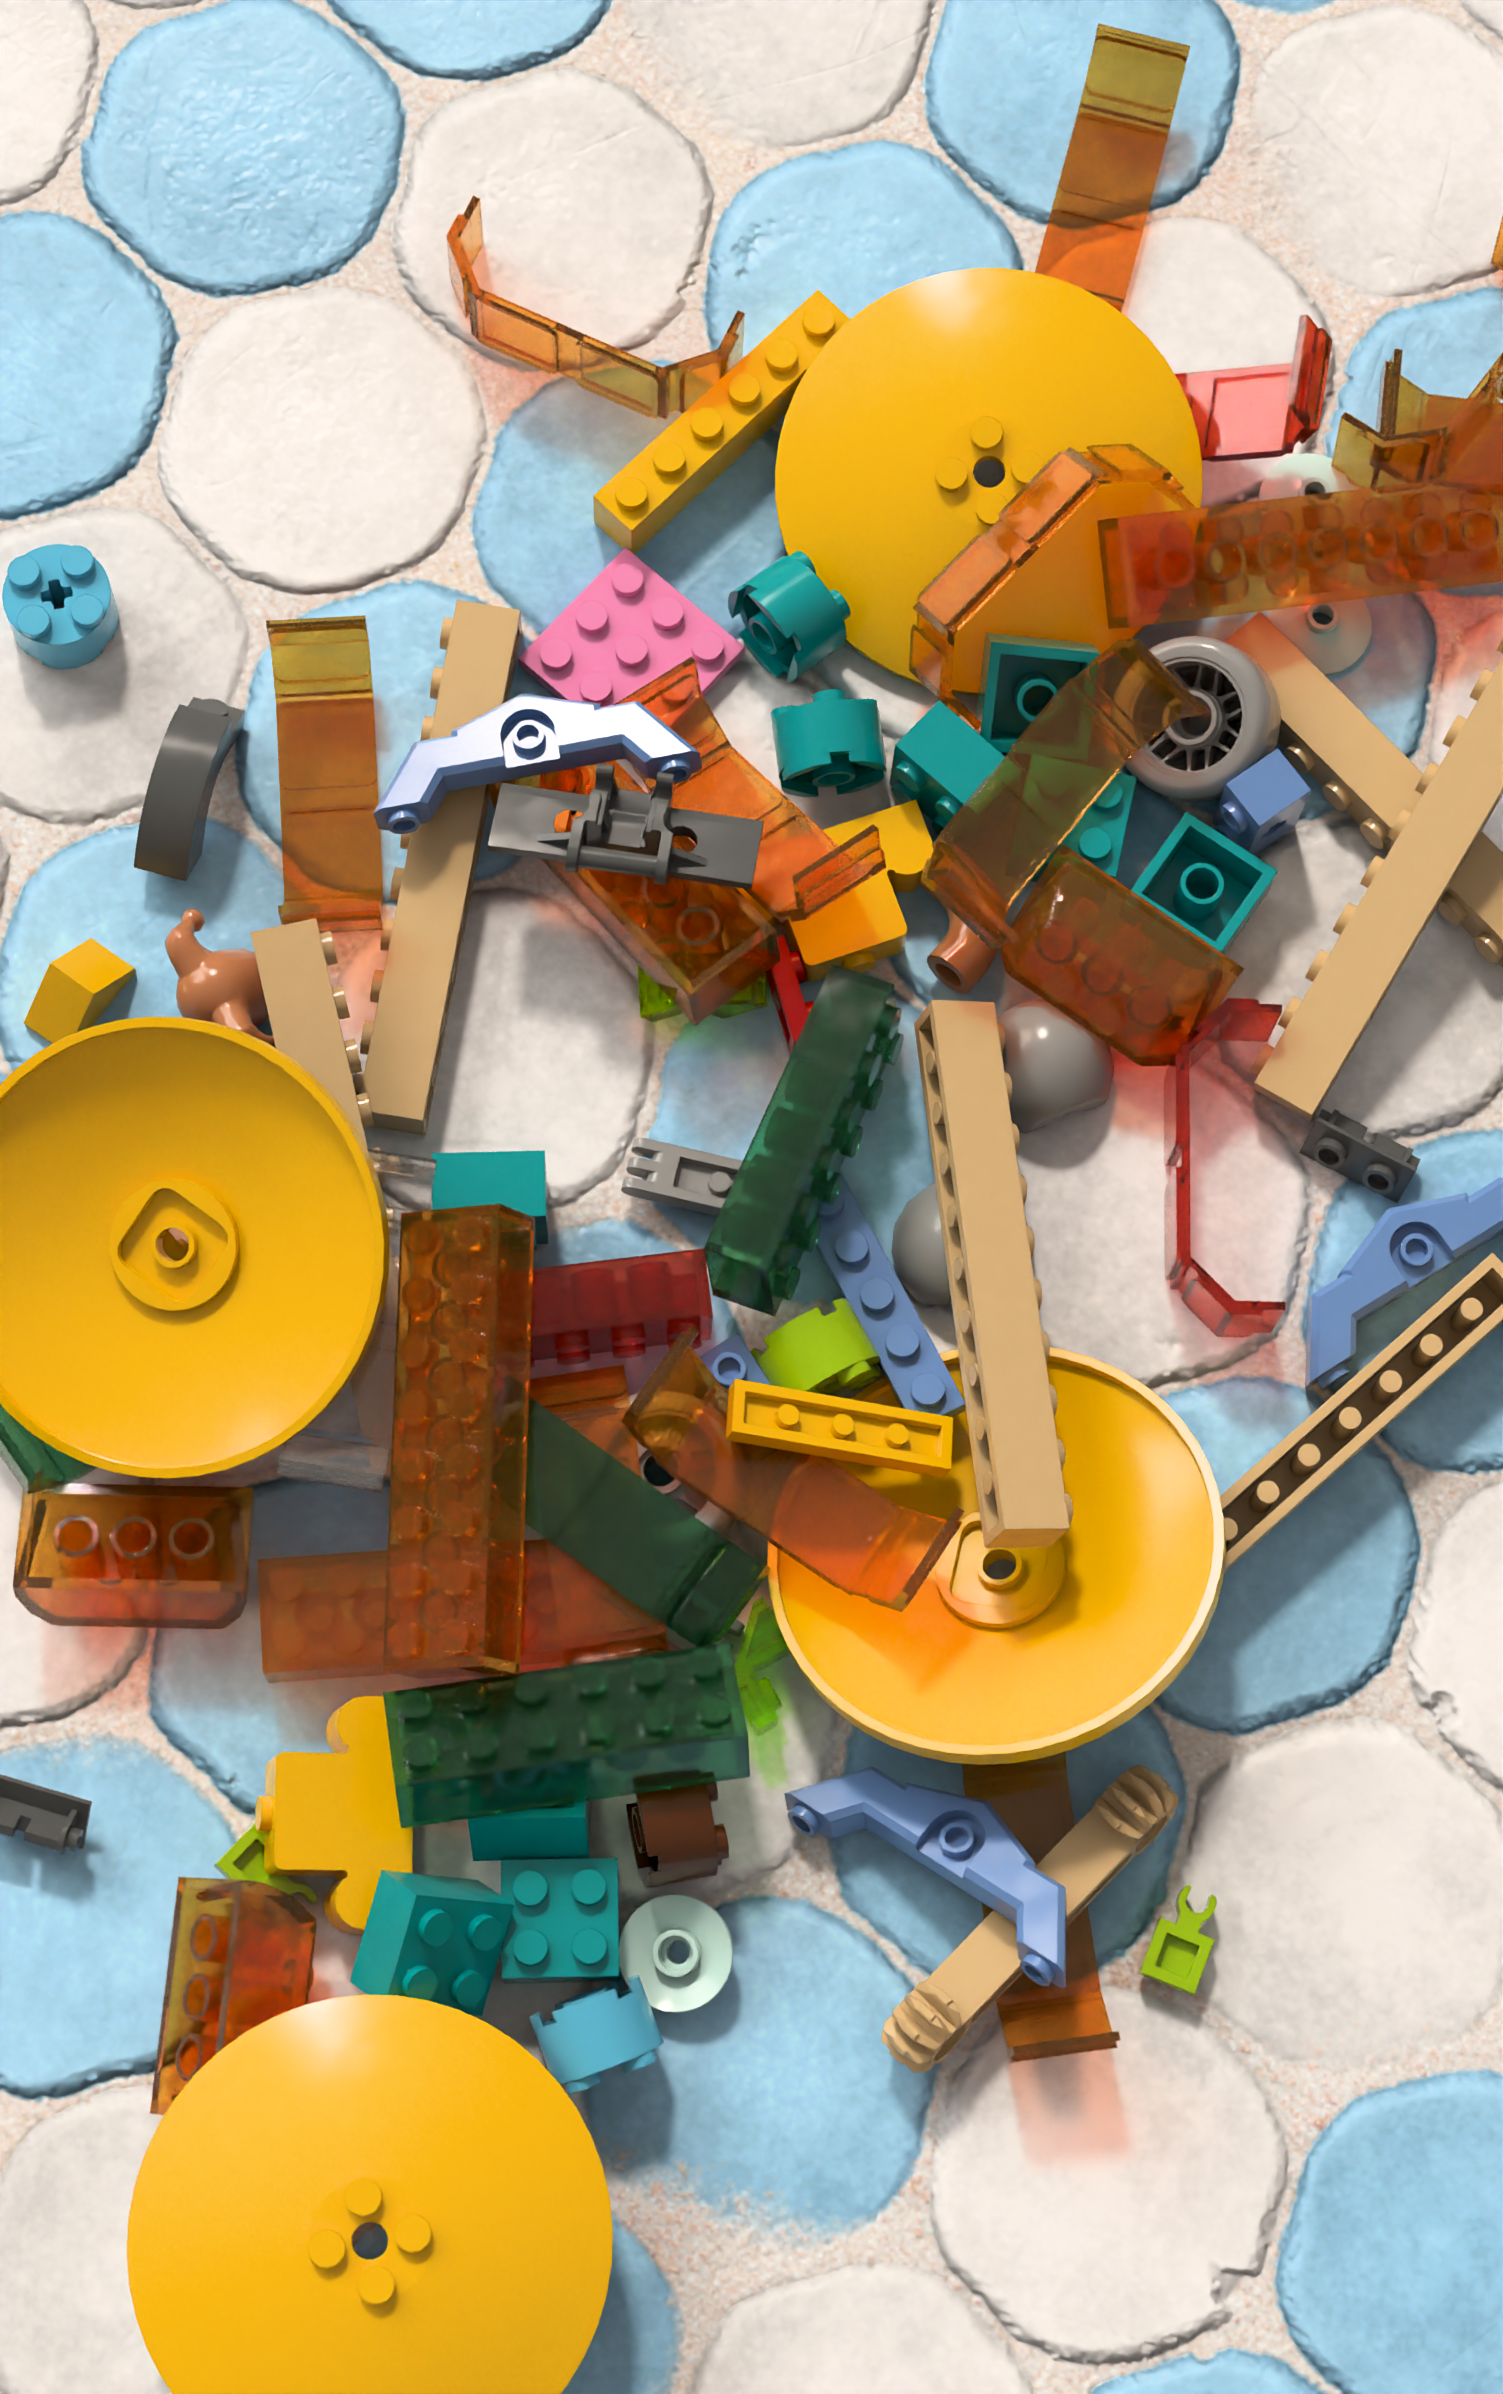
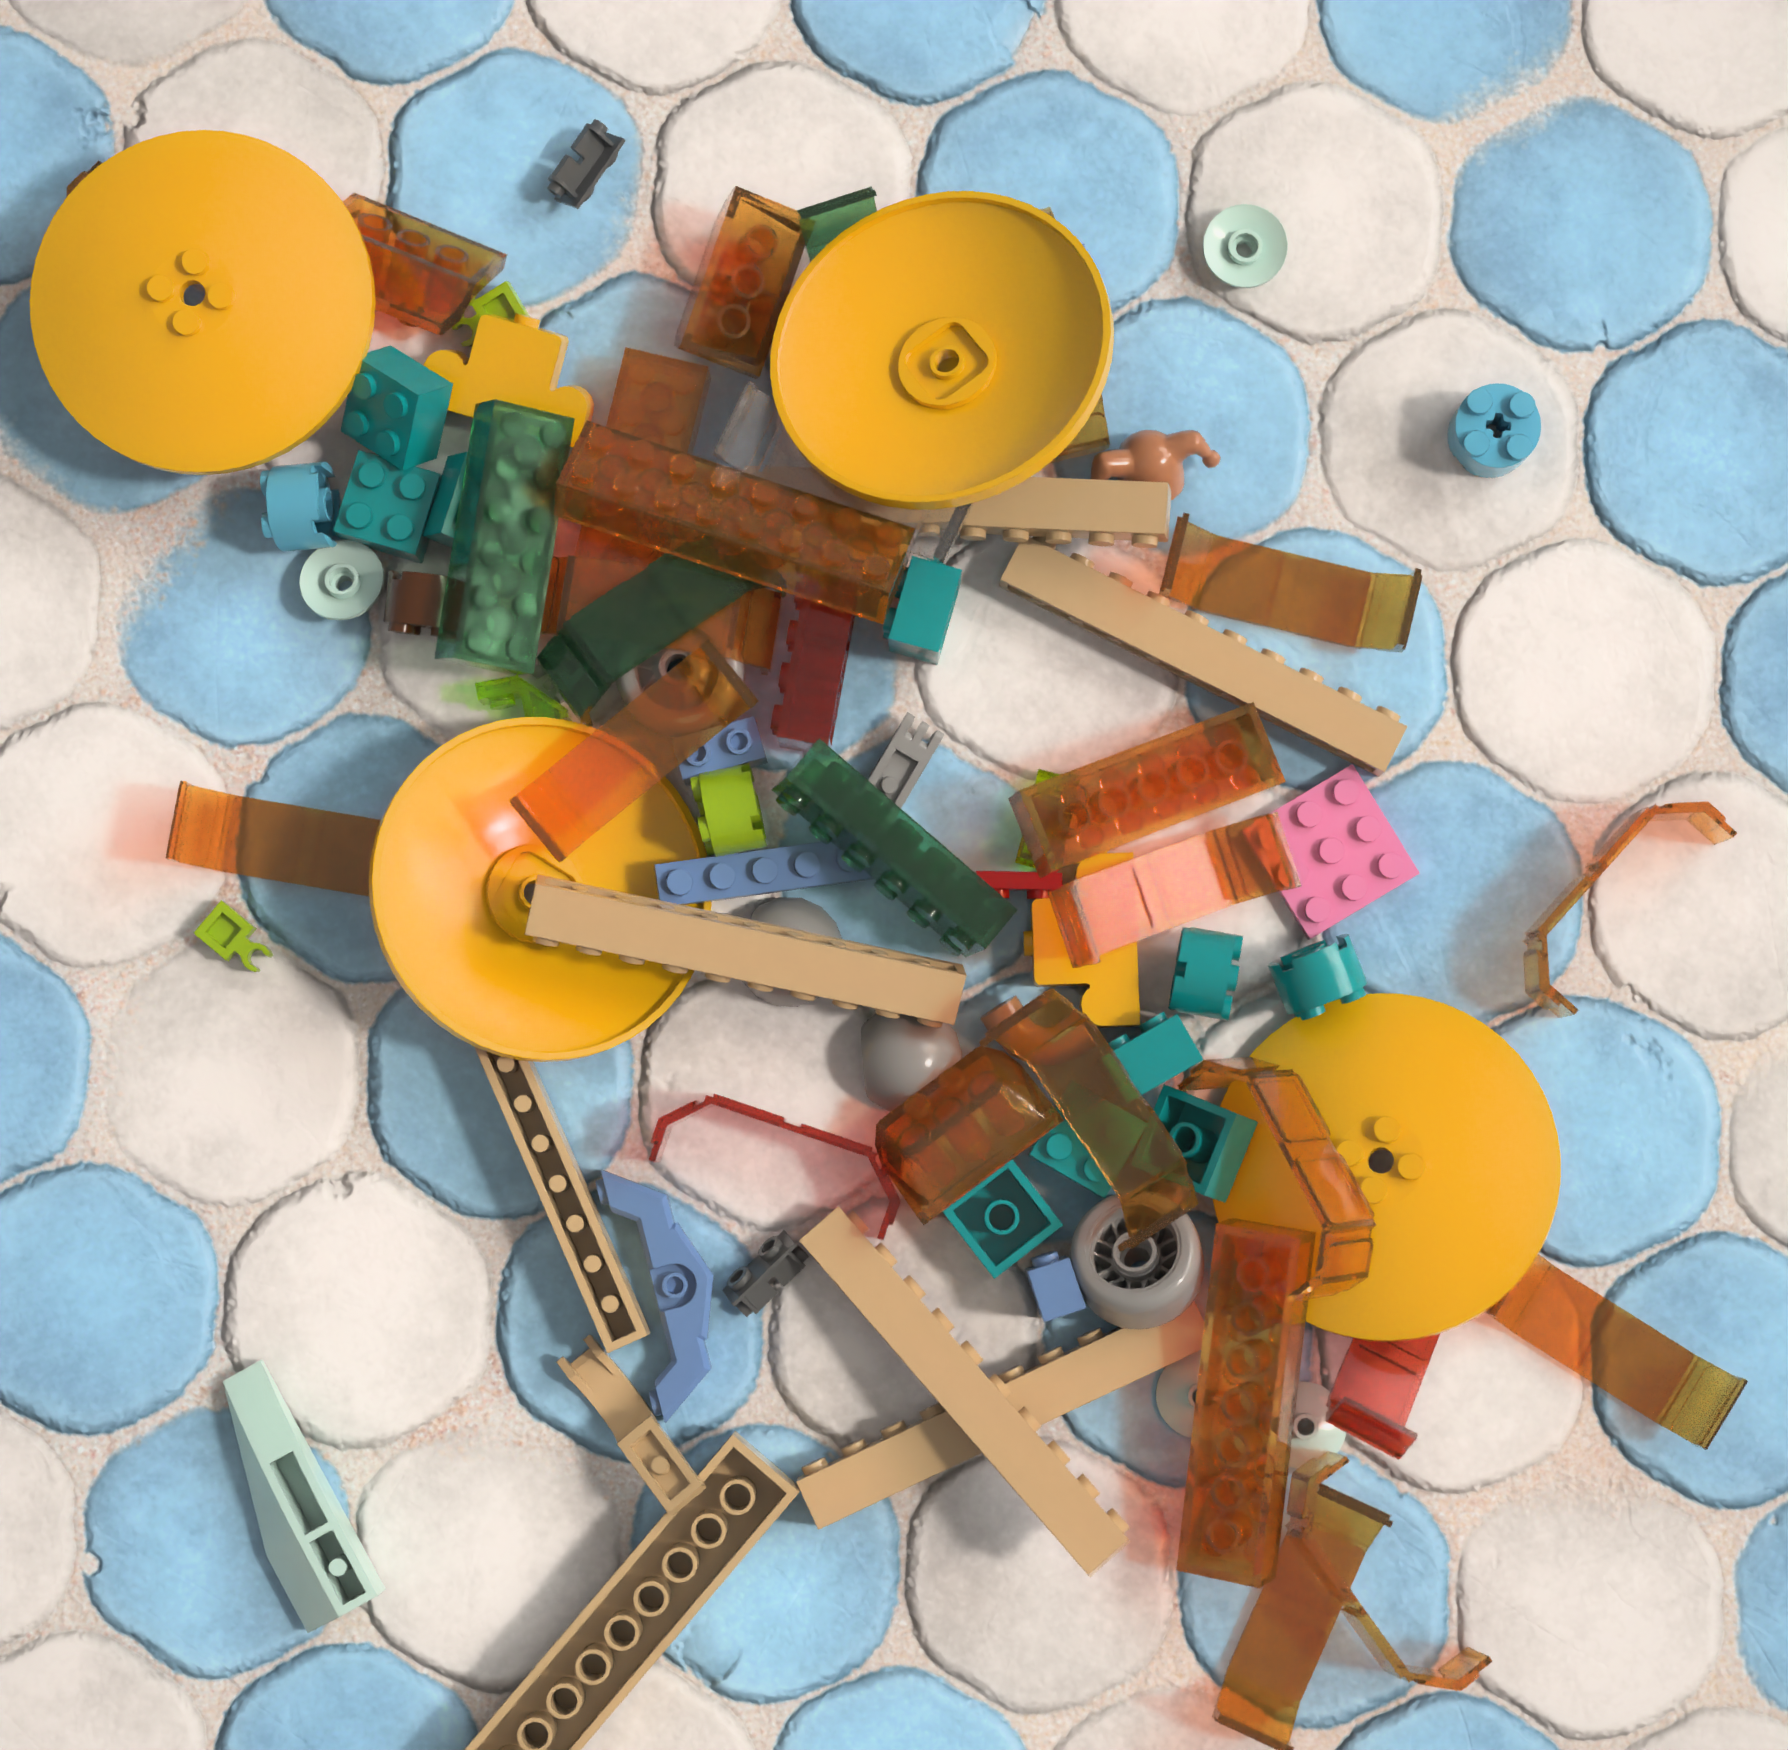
camera: 115 degrees right, 10 degrees up
(77, 991) = (1184, 363): yellow slope -> none
(183, 785) = (1323, 481): dark grey arch -> none
(525, 740) = (1268, 736): helmet -> none
(625, 832) = (1173, 791): dark grey piece -> none
(715, 428) = (1498, 976): yellow brick -> none
(839, 1428) = (664, 803): yellow plate -> none
(957, 1840) = (348, 799): medium blue helmet -> none
(987, 1961) = (281, 833): tan arm -> none

